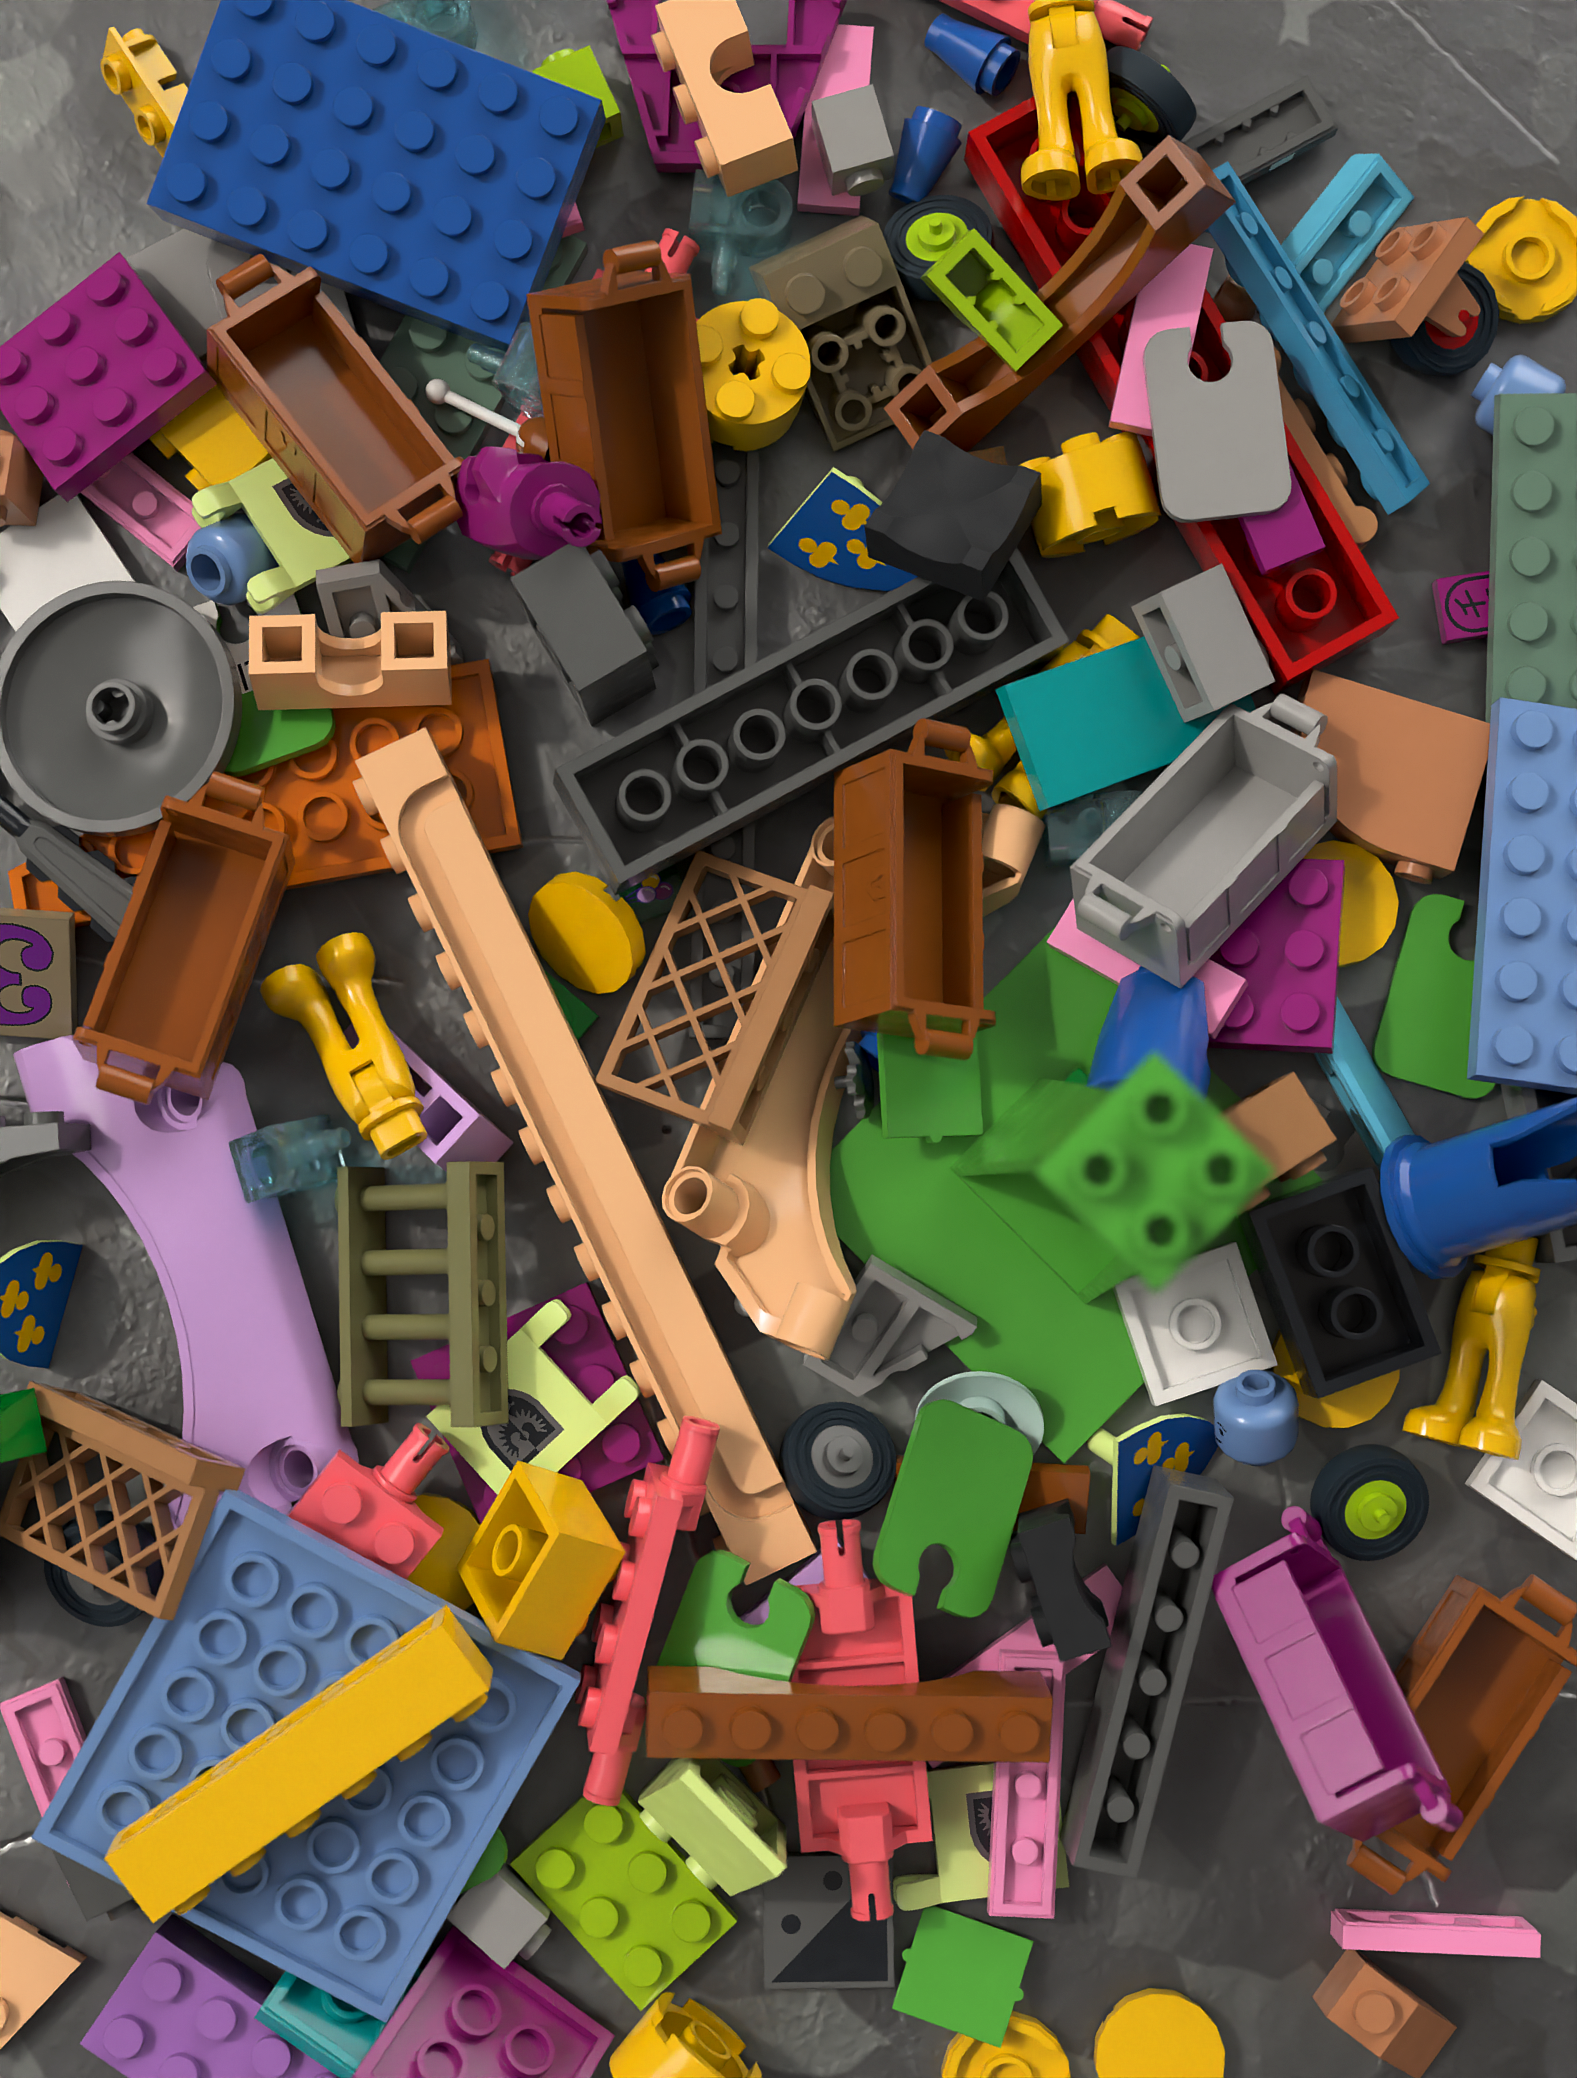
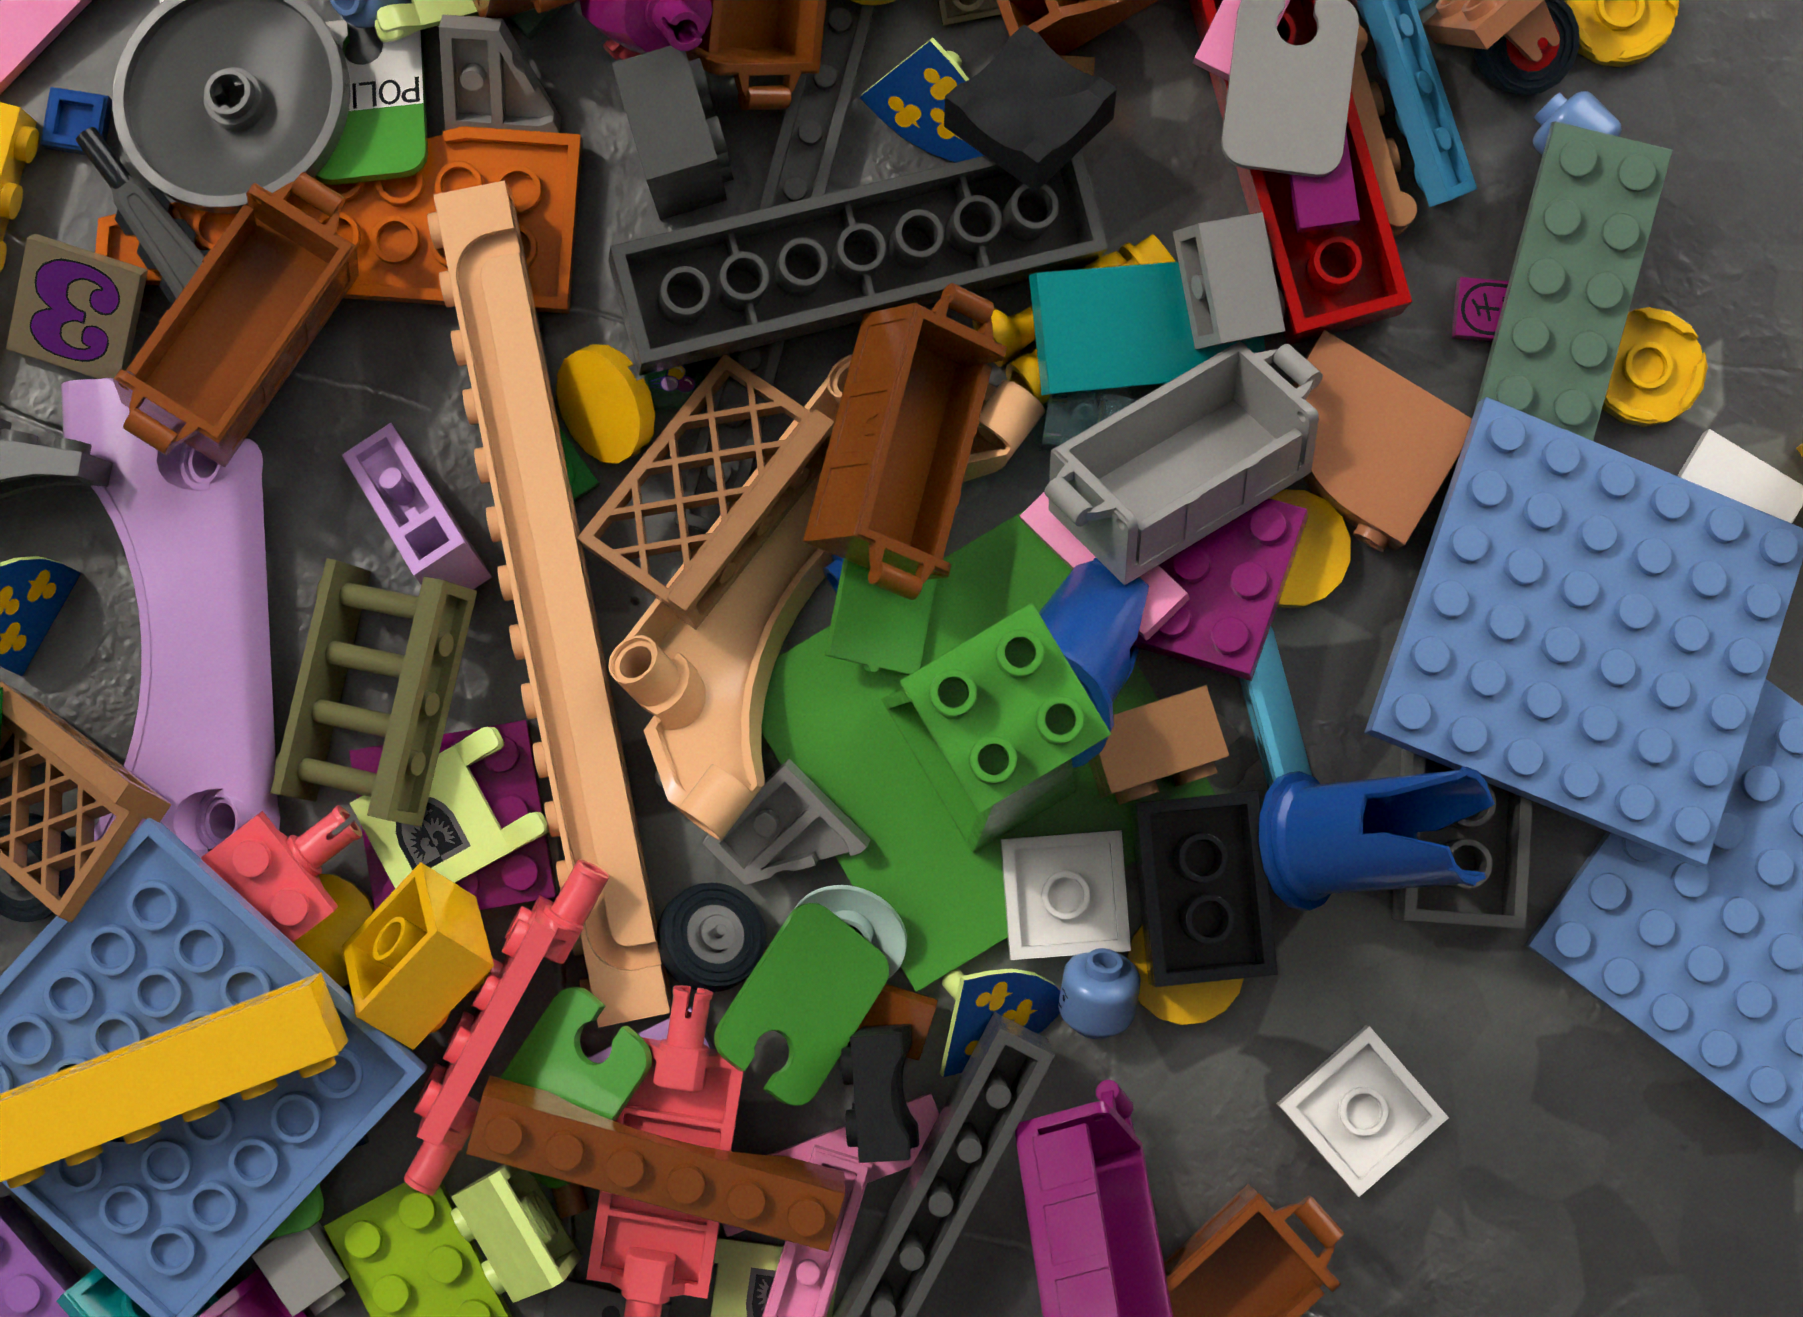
camera: 10 degrees right, 0 degrees up
(289, 1157) = (284, 538): clear light blue piece -> none
(308, 669) = (409, 100): light nougat arch -> none
(372, 1077) = (375, 485): yellow piece -> none
(659, 609) = (746, 128): blue cone -> none
(858, 1080) = (817, 598): dark grey plant -> none
(1093, 494) = (1163, 121): yellow brick -> none
(1369, 1502) = (1183, 1096): black wheel -> none
(1429, 1006) = (1351, 661): bright green piece -> none
(1493, 1317) = (1337, 961): yellow piece -> none

